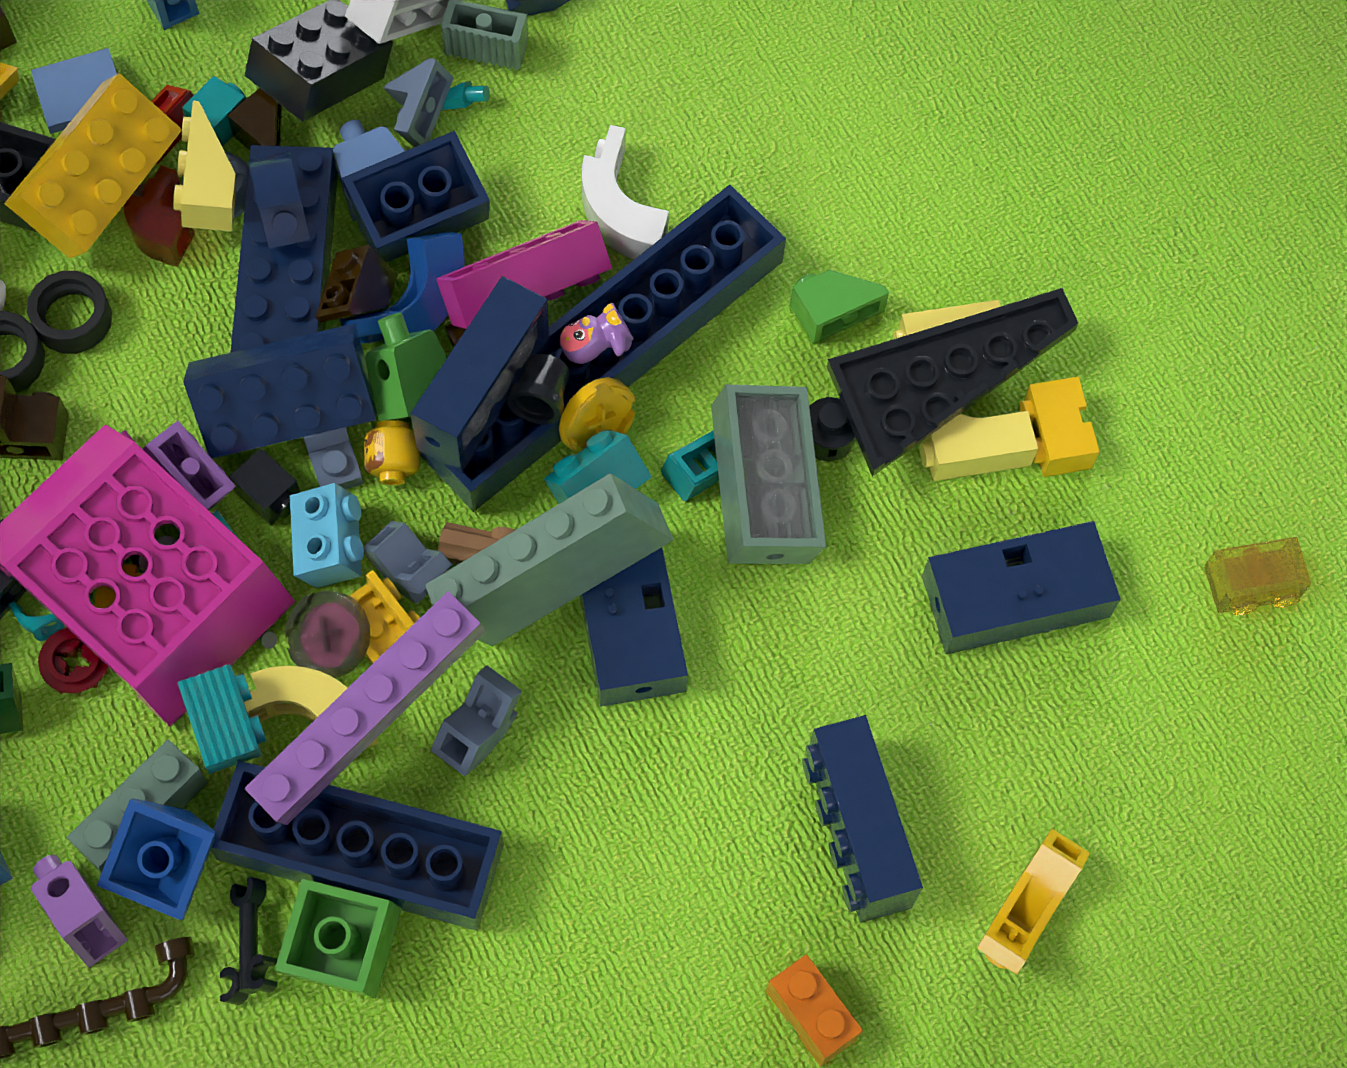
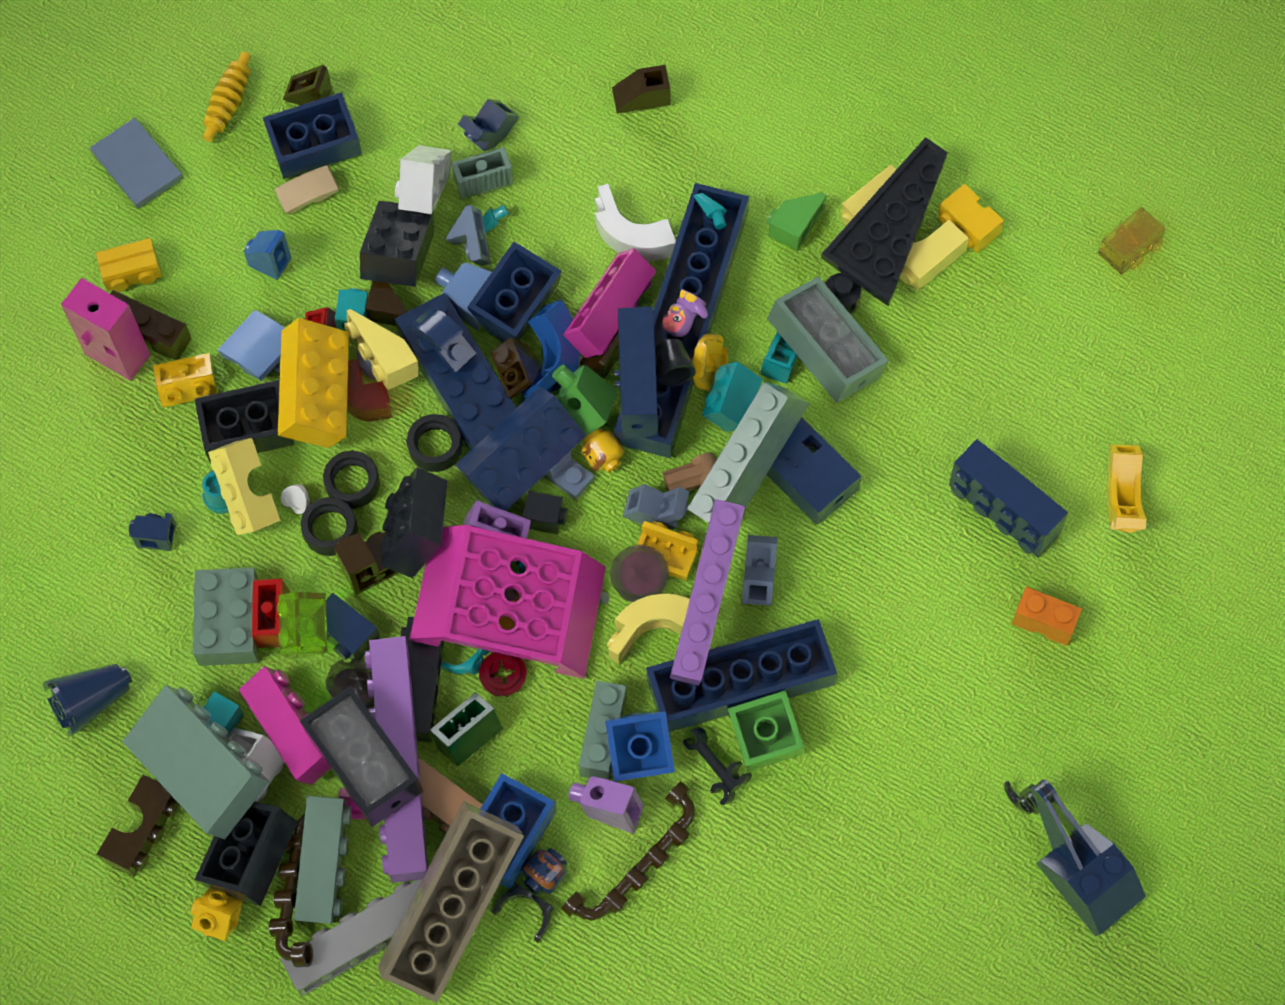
camera: 25 degrees left, 0 degrees up
(83, 402) = (413, 522): none -> black brick
(184, 300) = (428, 423): none -> black tyre
(221, 718) = (621, 650): teal brick -> none
(326, 535) = (600, 518): medium azure brick -> none
(725, 228) = (712, 209): none -> teal bar
(751, 42) = (642, 90): none -> dark brown slope
(1020, 587) = (1007, 322): dark blue brick -> none

